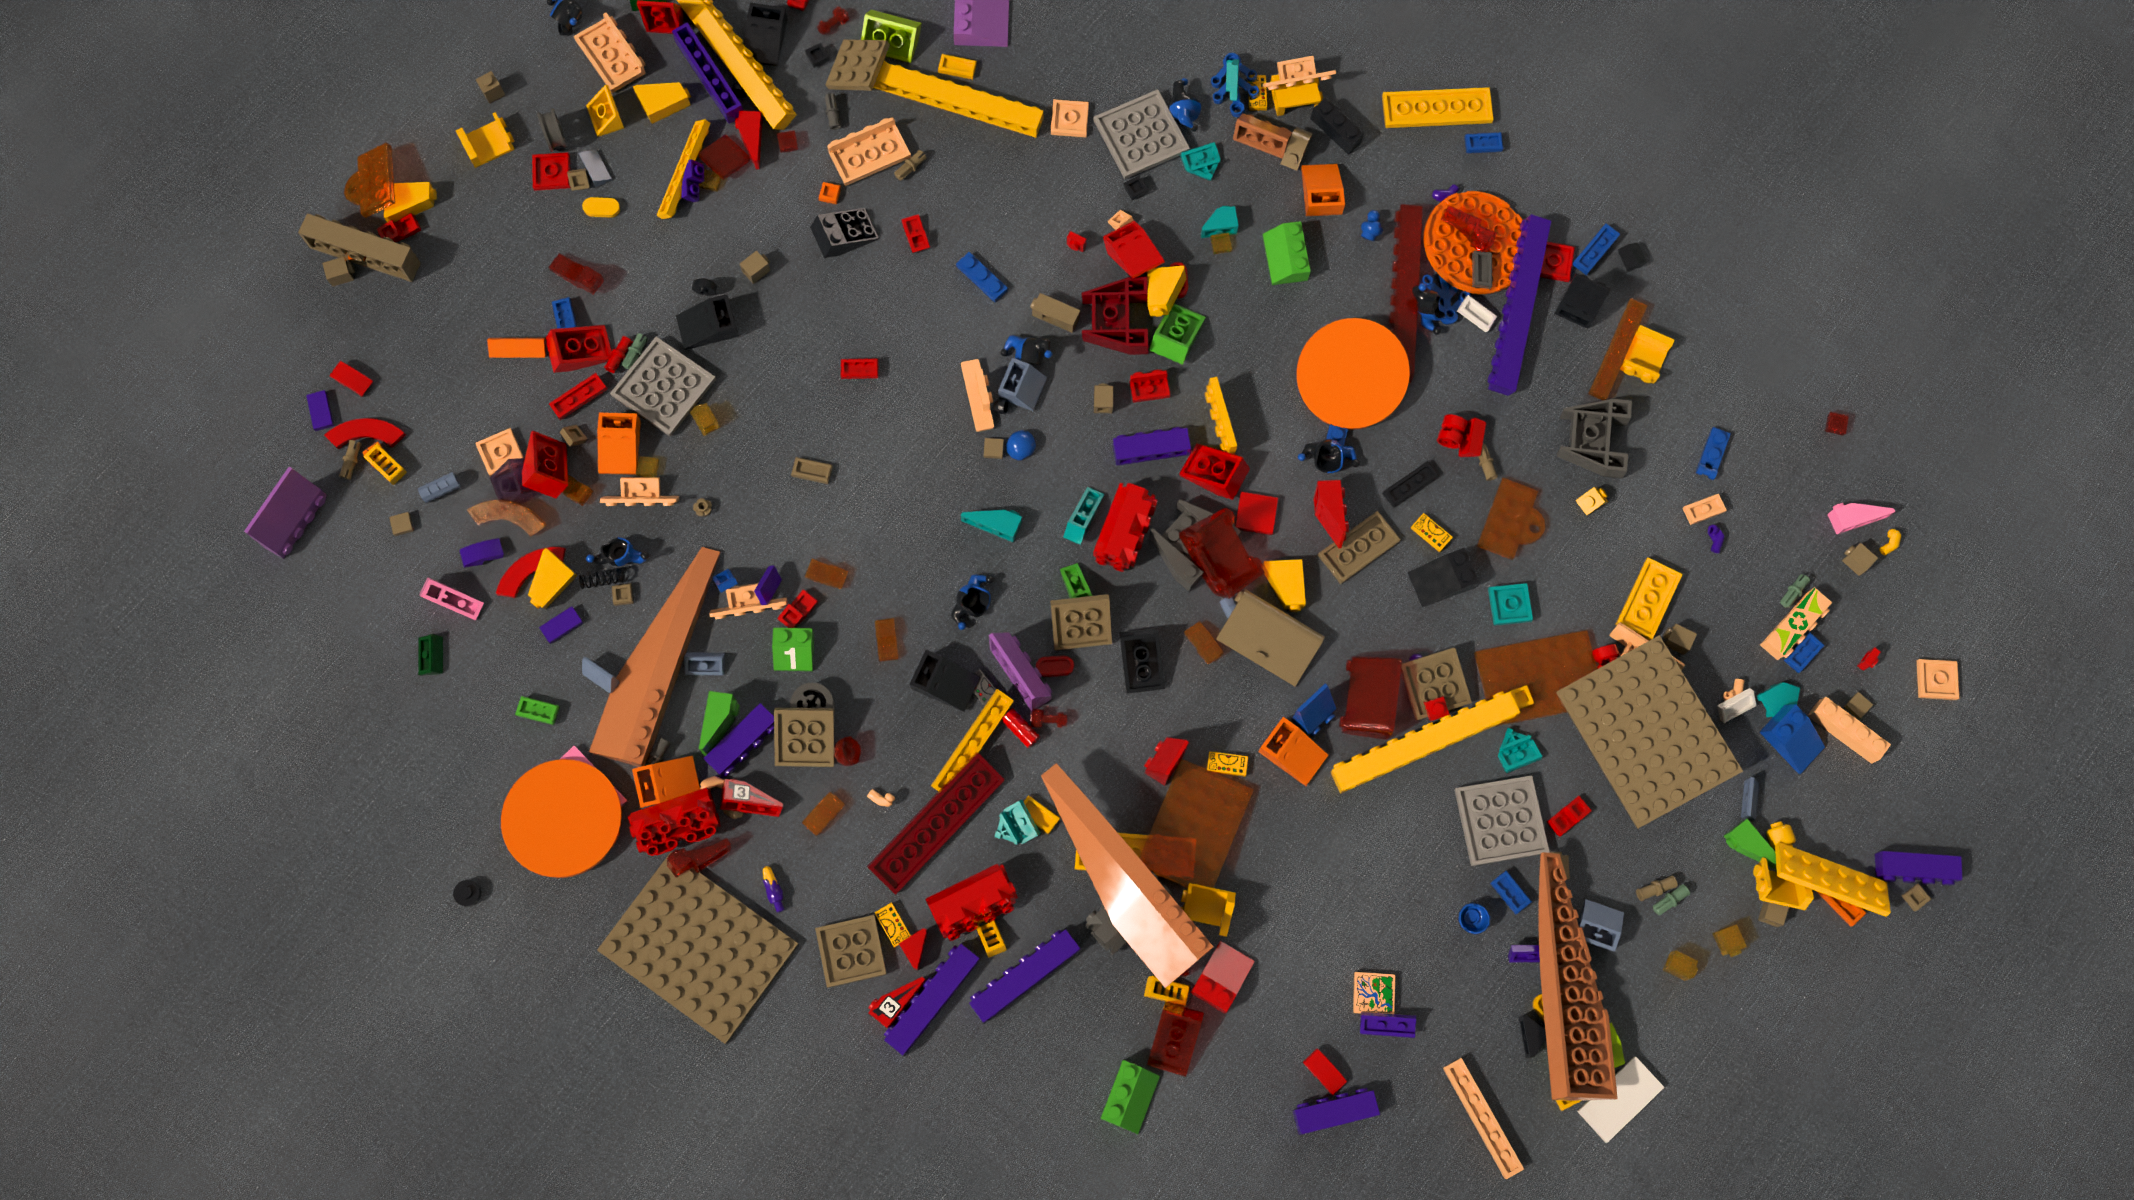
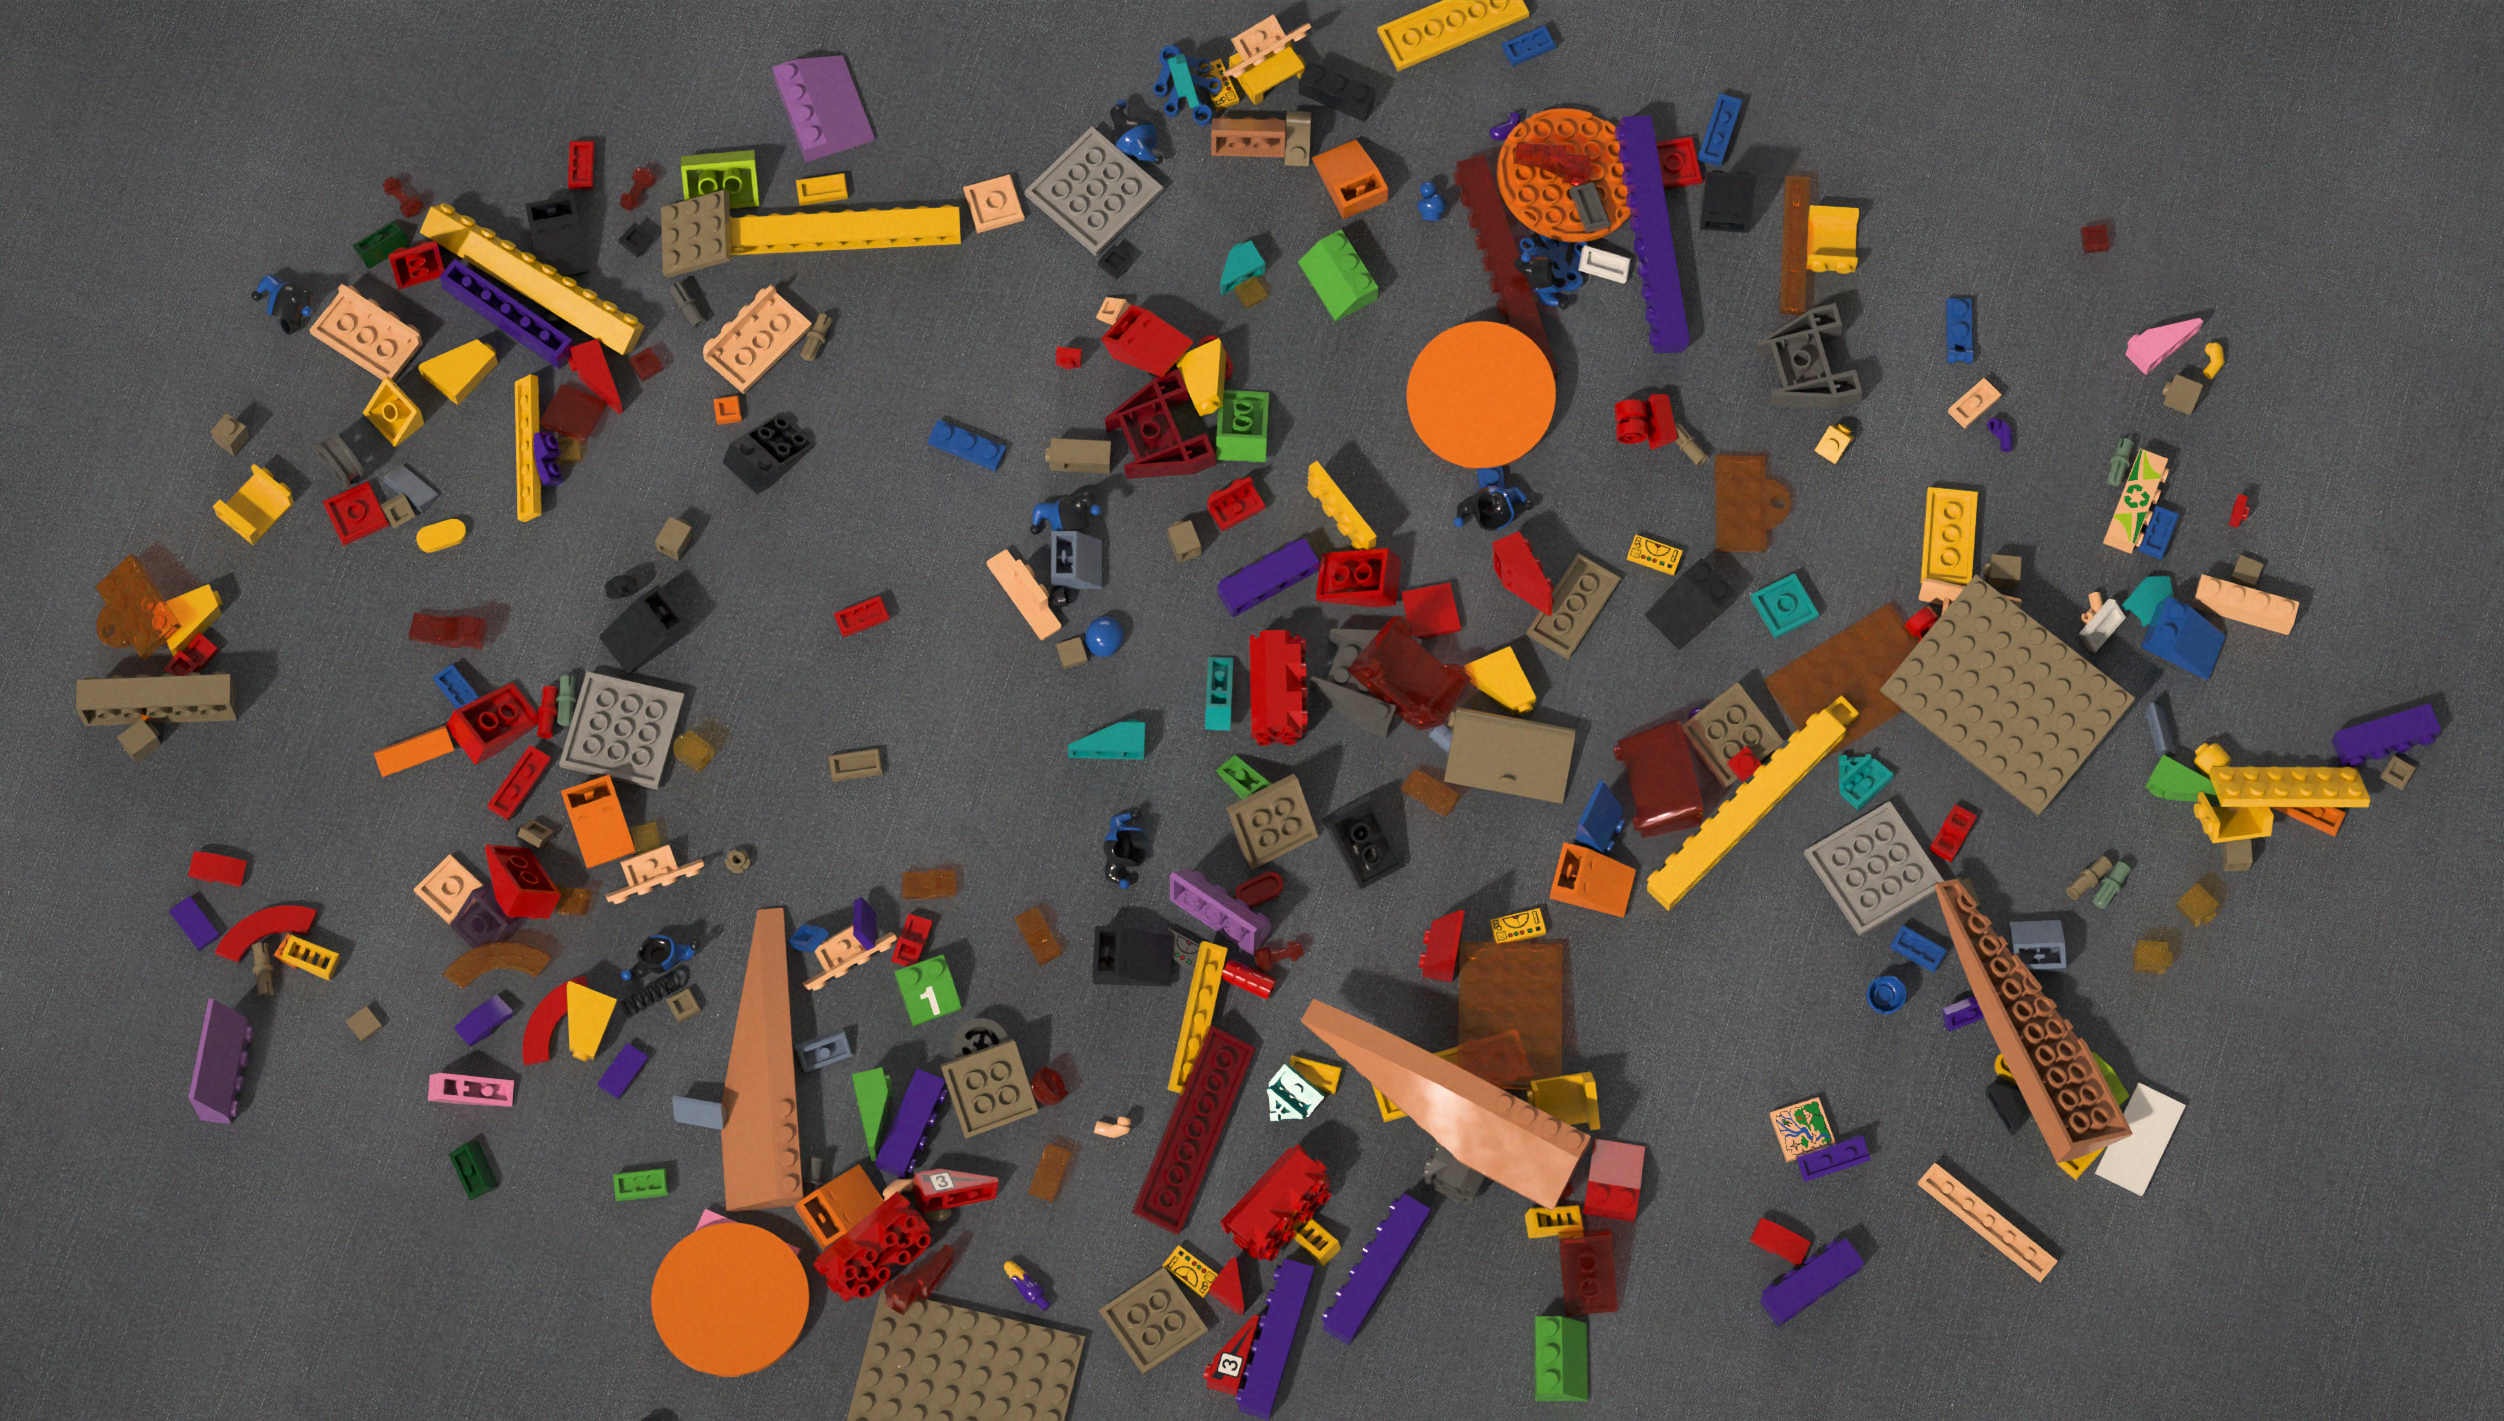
camera: 20 degrees left, 5 degrees down
(439, 487) = (393, 960): sand blue axle -> none
(915, 233) = (859, 422): red slope -> none
(1201, 160) = (1184, 197): teal slope -> none
(1410, 484) = (1605, 505): black tile -> none
(1632, 256) = (1767, 123): black piece -> none
(1937, 679) = (2329, 505): light nougat tile -> none

